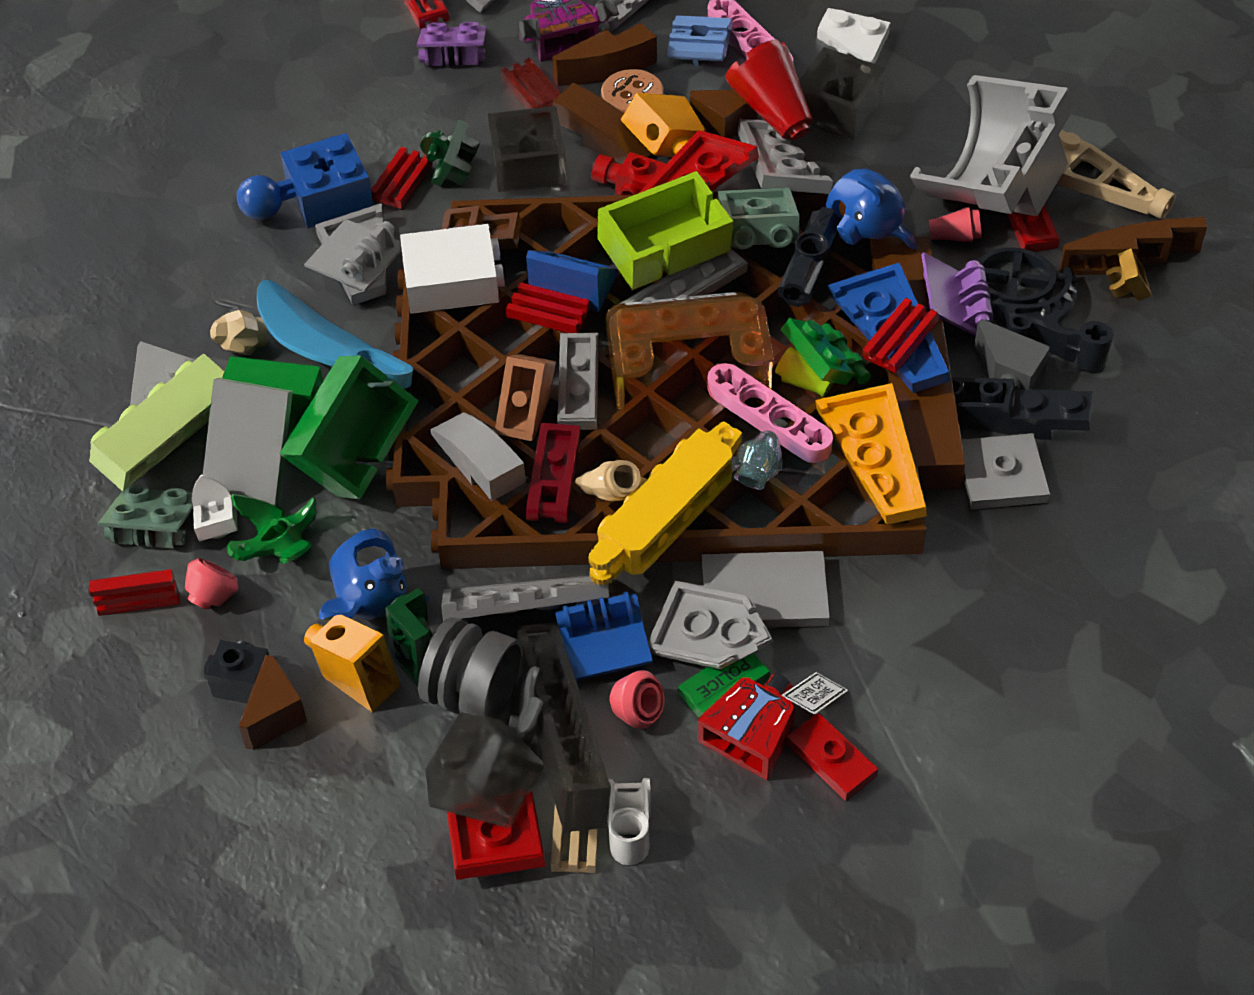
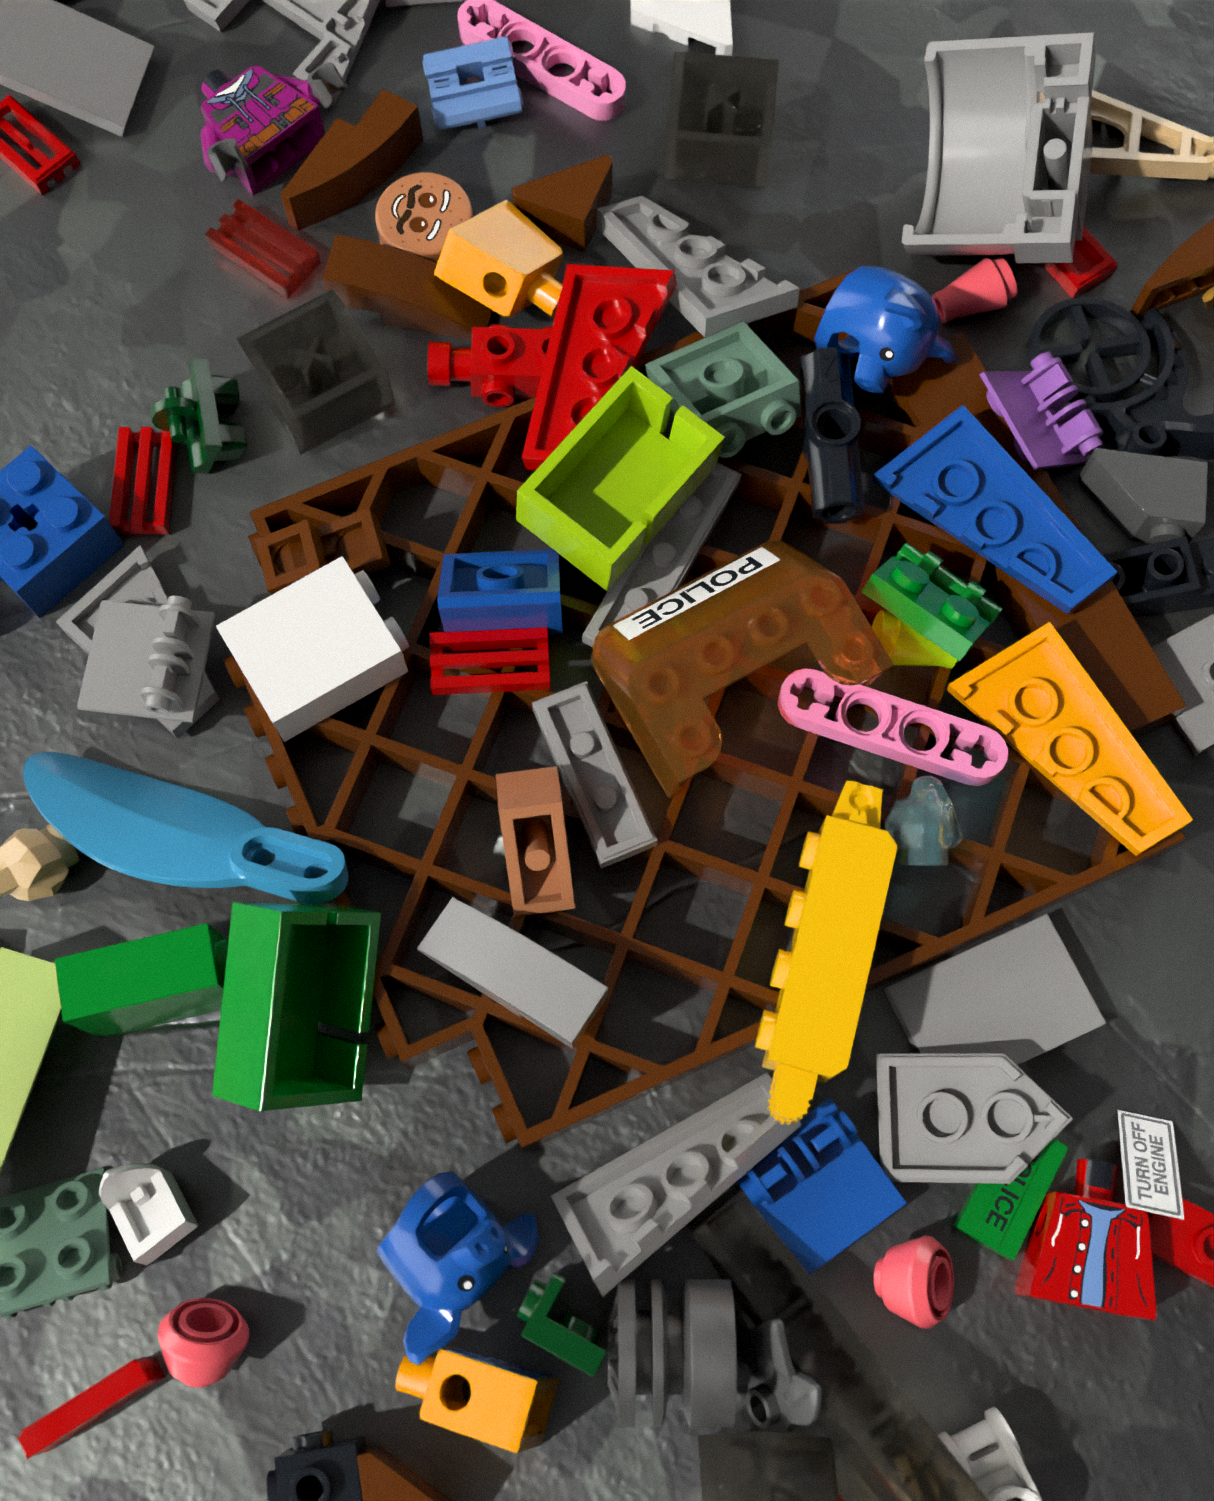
camera: 25 degrees left, 20 degrees up
(246, 436) = (145, 1081): light grey tile -> none
(276, 533) = (260, 1204): green animal -> none
(437, 35) = (103, 200): medium lavender hinge -> none
(553, 472) = (639, 958): dark red plate -> none
(611, 480) = (738, 948): tan animal -> none
(772, 88) = (646, 157): red cone -> none
(894, 332) = (1035, 489): red tile -> none

